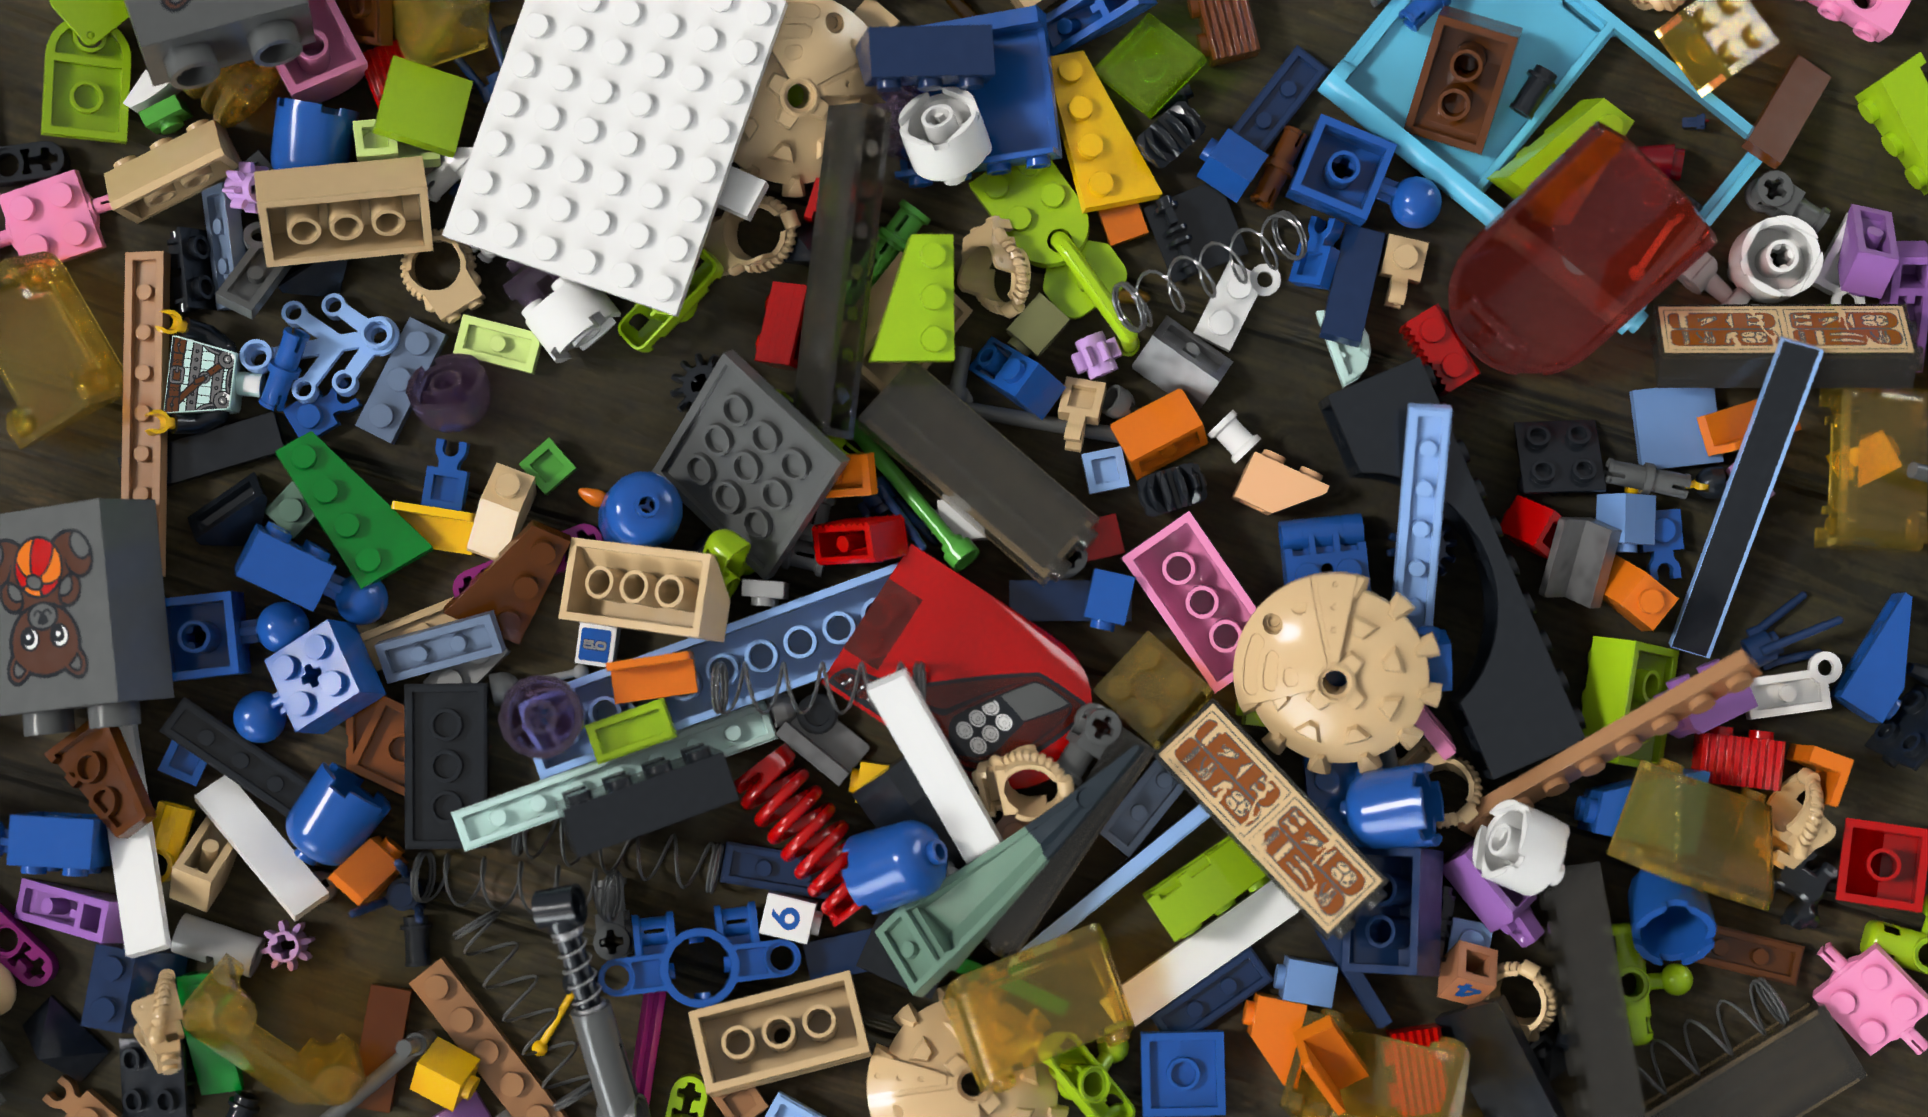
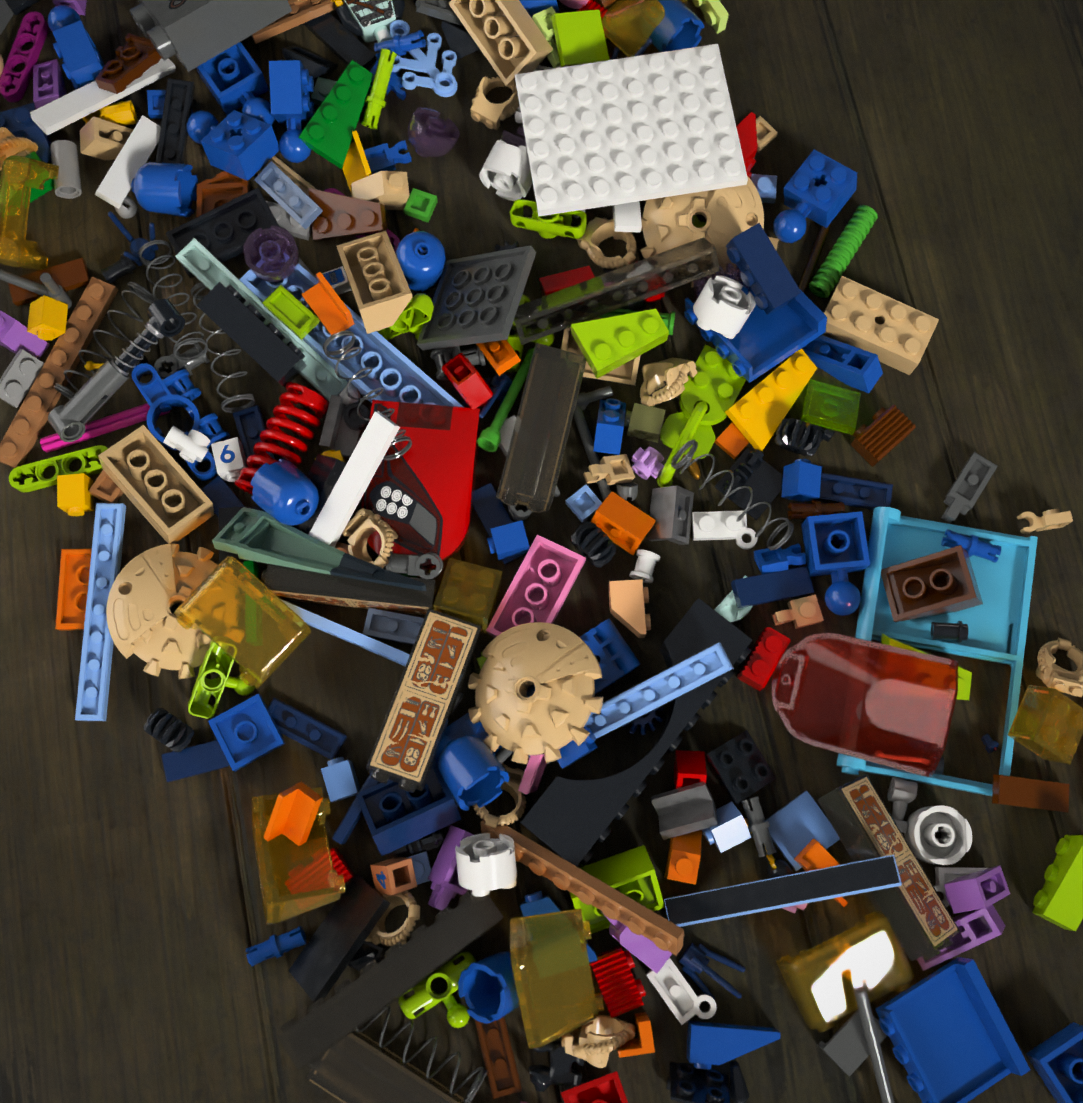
camera: 60 degrees right, 10 degrees down
(290, 956) = (83, 203): lavender gear -> none
(334, 431) = (375, 100): none -> lime pin
(369, 870) = (137, 215): orange slope -> none
(388, 402) = (449, 107): sand blue plate -> none
(498, 344) = (473, 146): yellowish green plate -> none
(756, 960) = (192, 446): none -> white plate
(765, 592) = (410, 347): light grey plate -> none
(1108, 542) = (543, 523): red tile -> none
(1203, 888) = (360, 683): lime wedge -> none
(1206, 951) = (322, 707): white tile -> none
(1272, 1028) = (304, 769): orange slope -> none
(1666, 158) = (957, 735): dark red cone -> none
(1667, 538) = (728, 860): blue plate -> none
(1785, 200) = (978, 822): dark grey connector -> none

